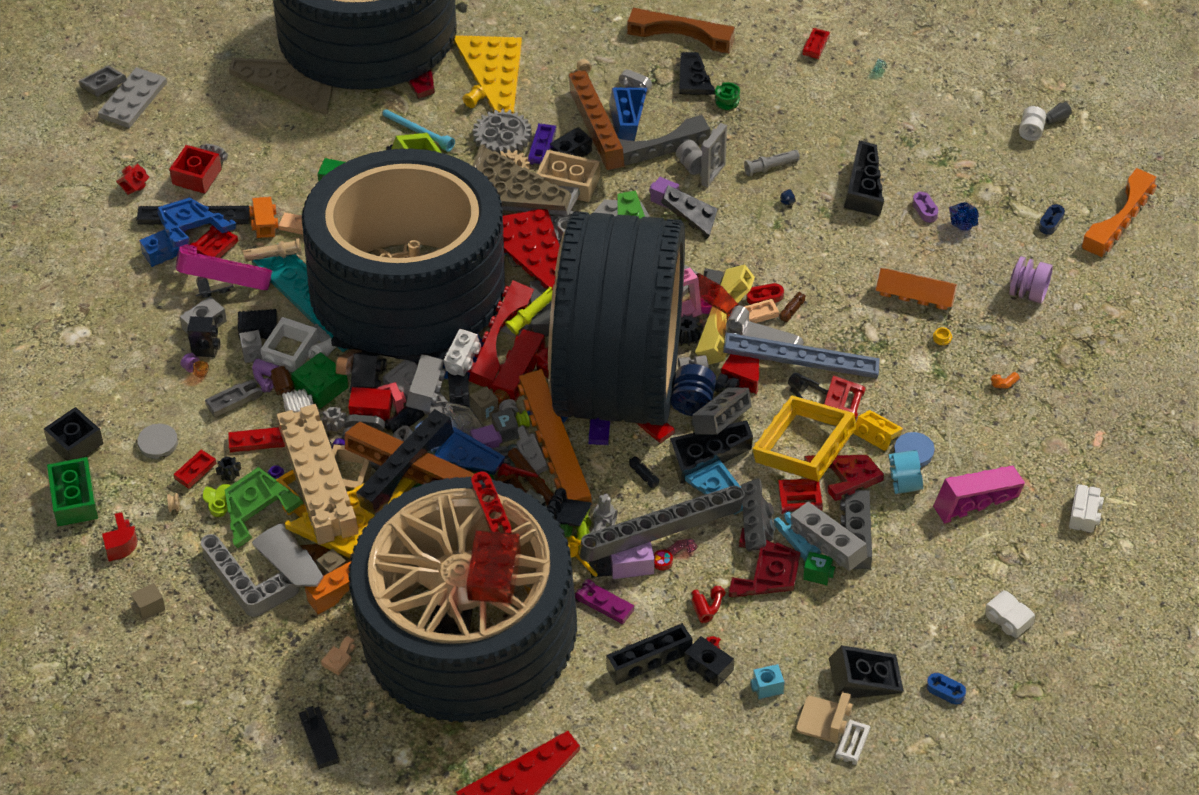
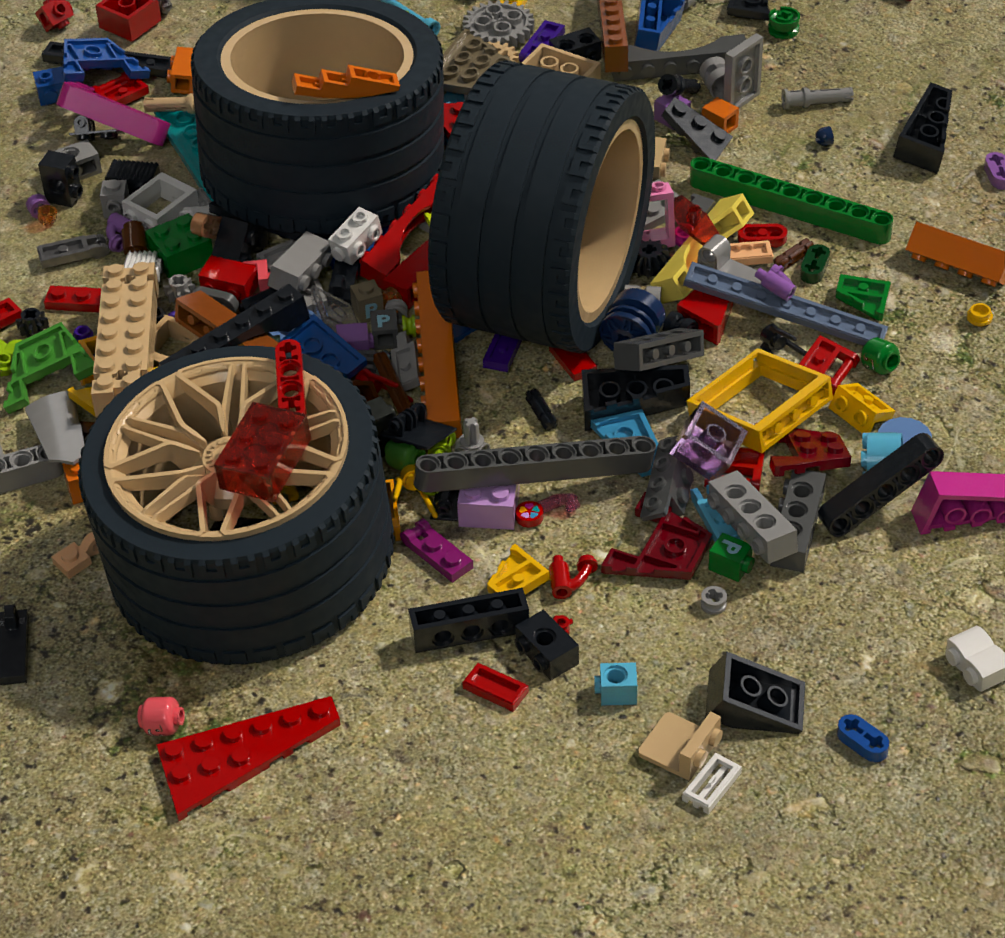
camera: 15 degrees right, 5 degrees down
(442, 239) = (352, 84): none -> orange slope
(452, 770) = (160, 716): none -> coral head
(665, 172) = (677, 85): none -> black pin
(670, 610) = (517, 572): none -> yellow wing
(681, 700) = (495, 687): none -> red tile
(703, 190) = (721, 114): none -> orange brick
(777, 260) = (792, 200): none -> green beam
(781, 482) = (708, 442): none -> clear purple brick
(792, 338) = (776, 282): none -> medium lavender plant
(812, 608) = (720, 597): none -> light grey bush
(814, 313) = (819, 265): none -> dark green beam
(854, 333) = (864, 294): none -> green wing
(879, 65) = (983, 16): clear light blue hinge -> none
(880, 384) = (880, 356): none -> green head
(912, 494) = (880, 484): none -> black beam

